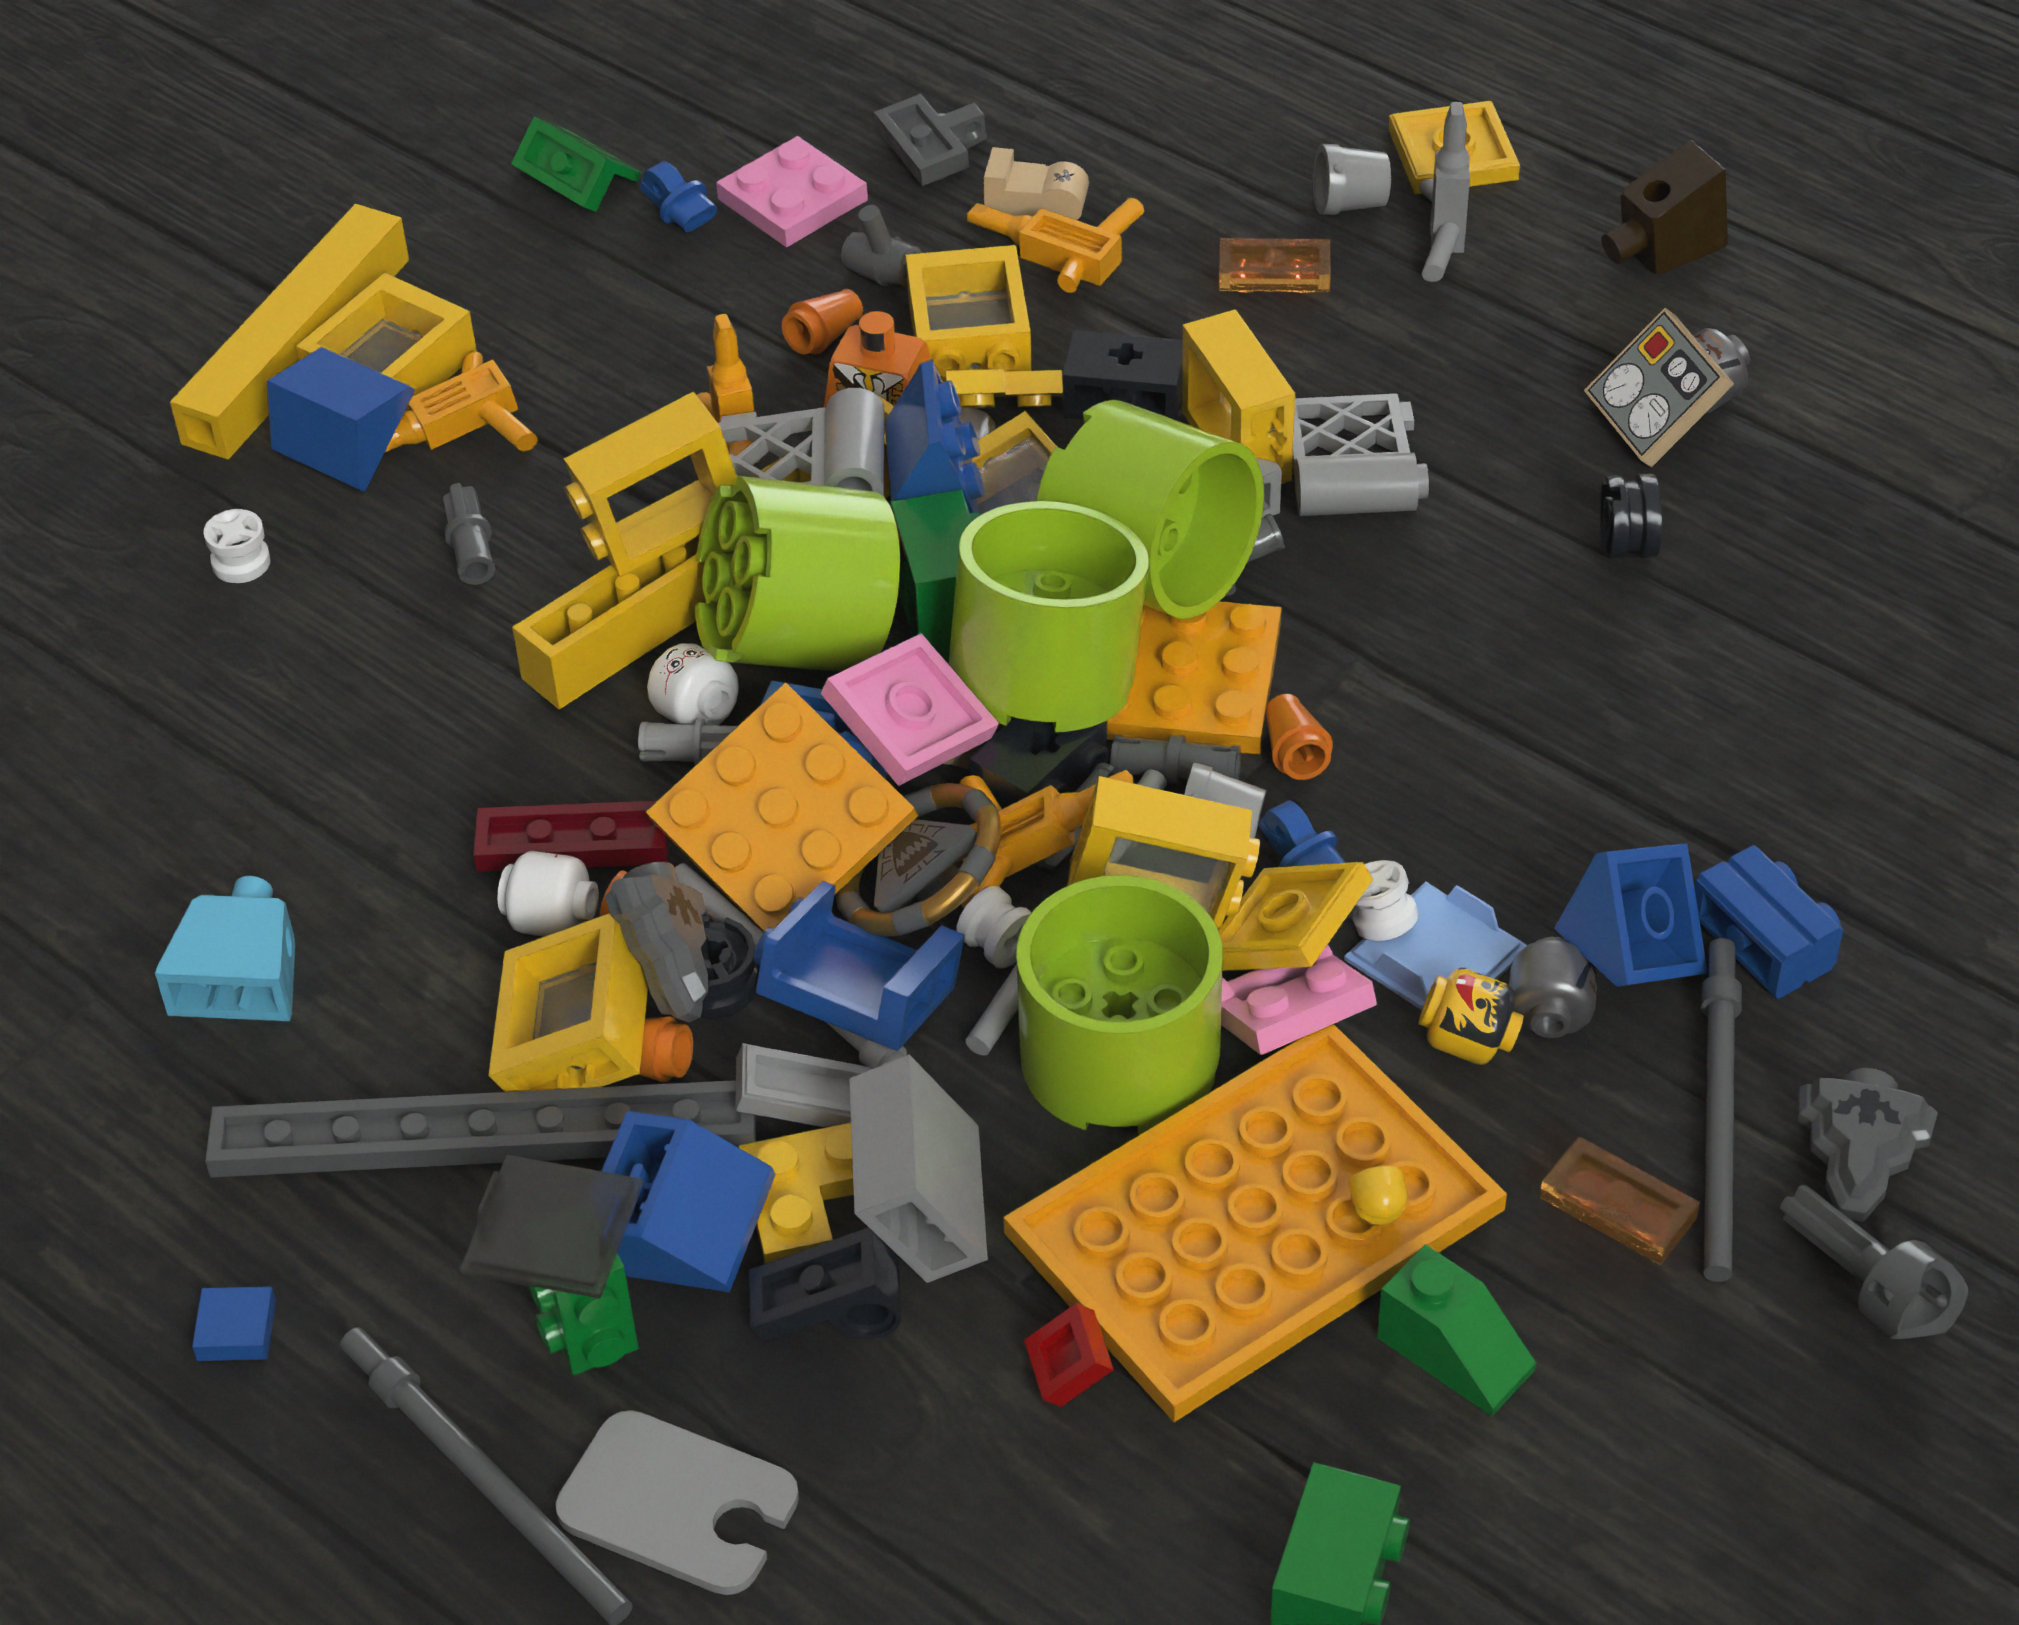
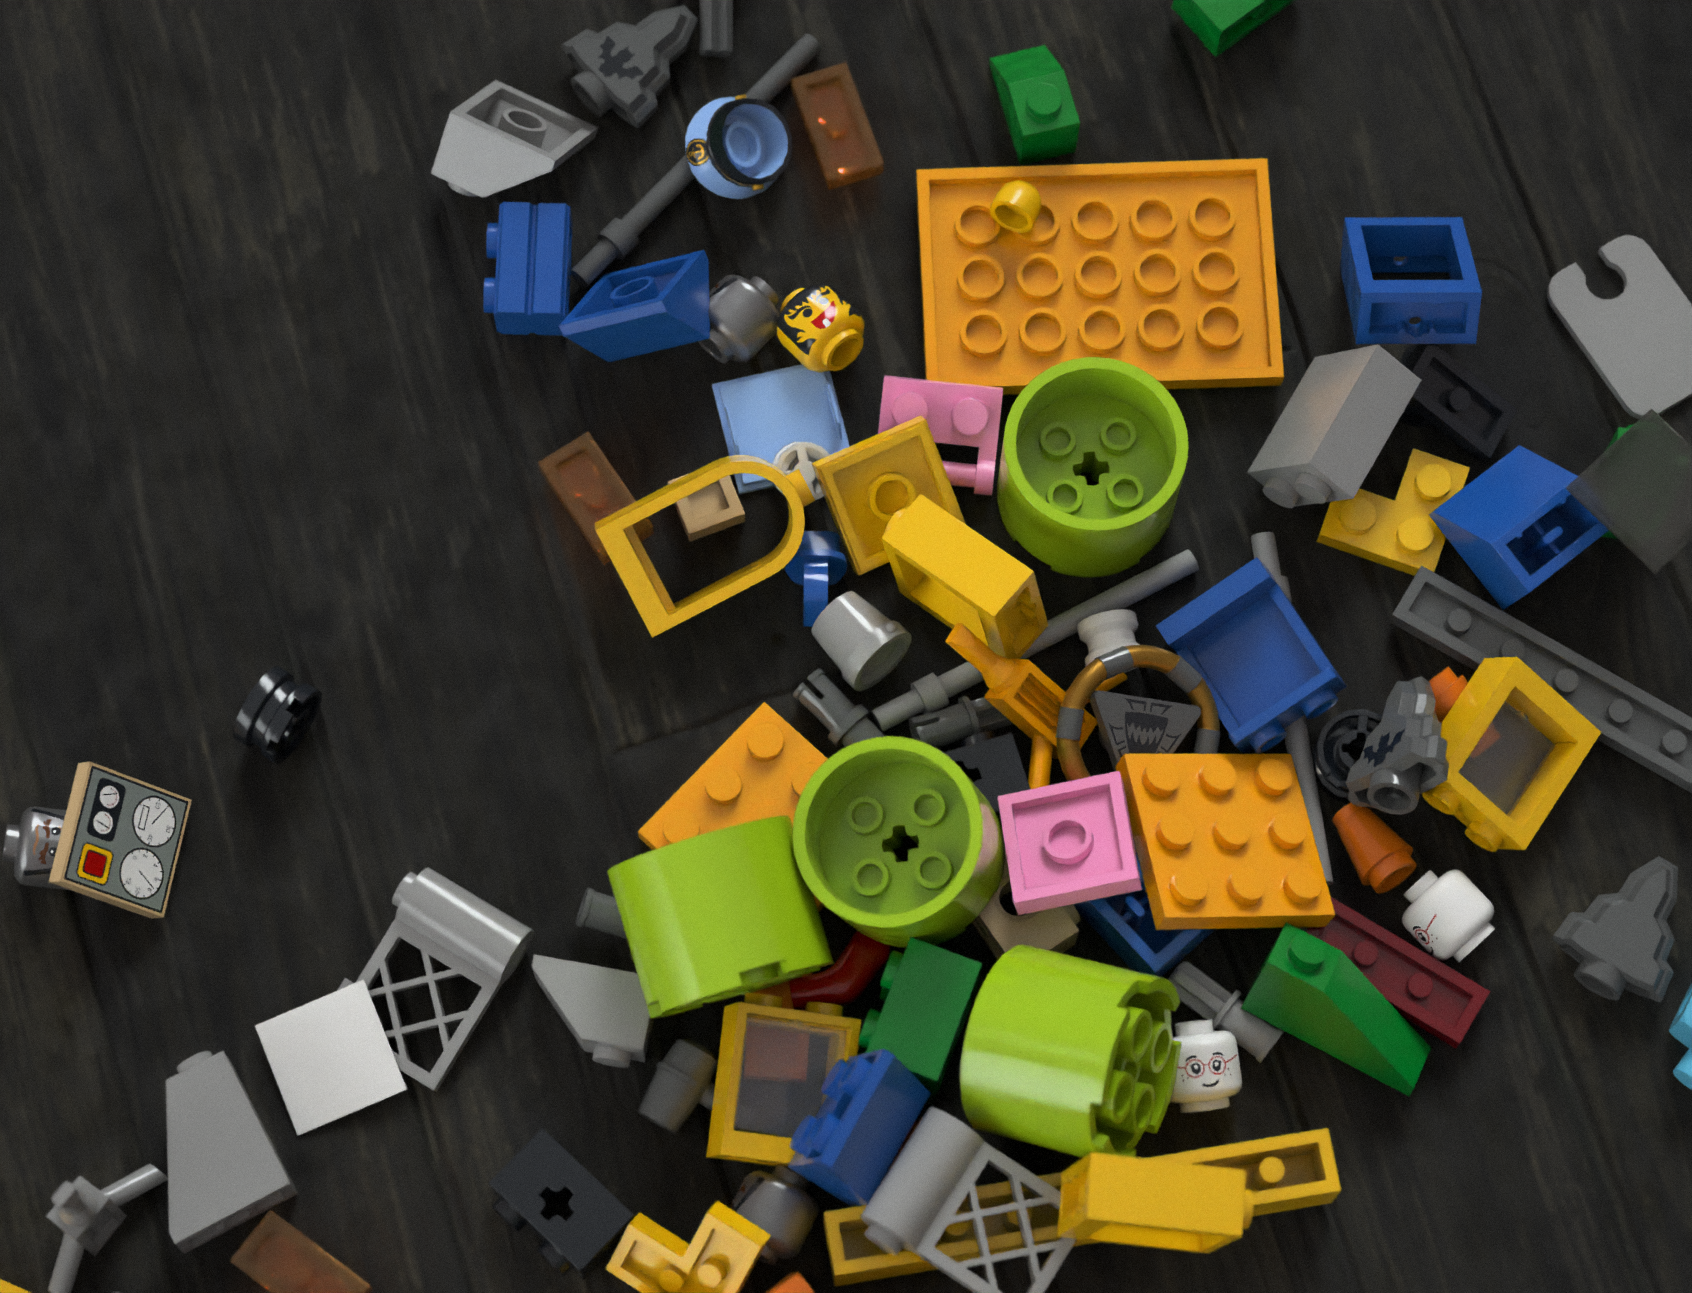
camera: 150 degrees left, 25 degrees up
(373, 962) = (1625, 935): none -> dark grey rock
(597, 767) = (1334, 1007): none -> green slope
(794, 1086) = (1357, 586): light grey tile -> none
(856, 1319) = (1384, 307): none -> blue window
(1068, 1355) = (1309, 246): red plate -> none
(1237, 389) = (505, 1067): yellow window -> none
(1297, 738) = (735, 683): orange cone -> none
(1377, 380) = (330, 1057): none -> white sticker
(1400, 289) = (216, 1153): none -> light grey slope
(1445, 854) = (710, 509): none -> tan tile
(1467, 762) = (639, 572): none -> yellow window
(1538, 796) = (589, 489): none -> clear orange plate
(1688, 1113) = (738, 146): none -> light blue piece
(1895, 1005) = (505, 140): none -> light grey slope

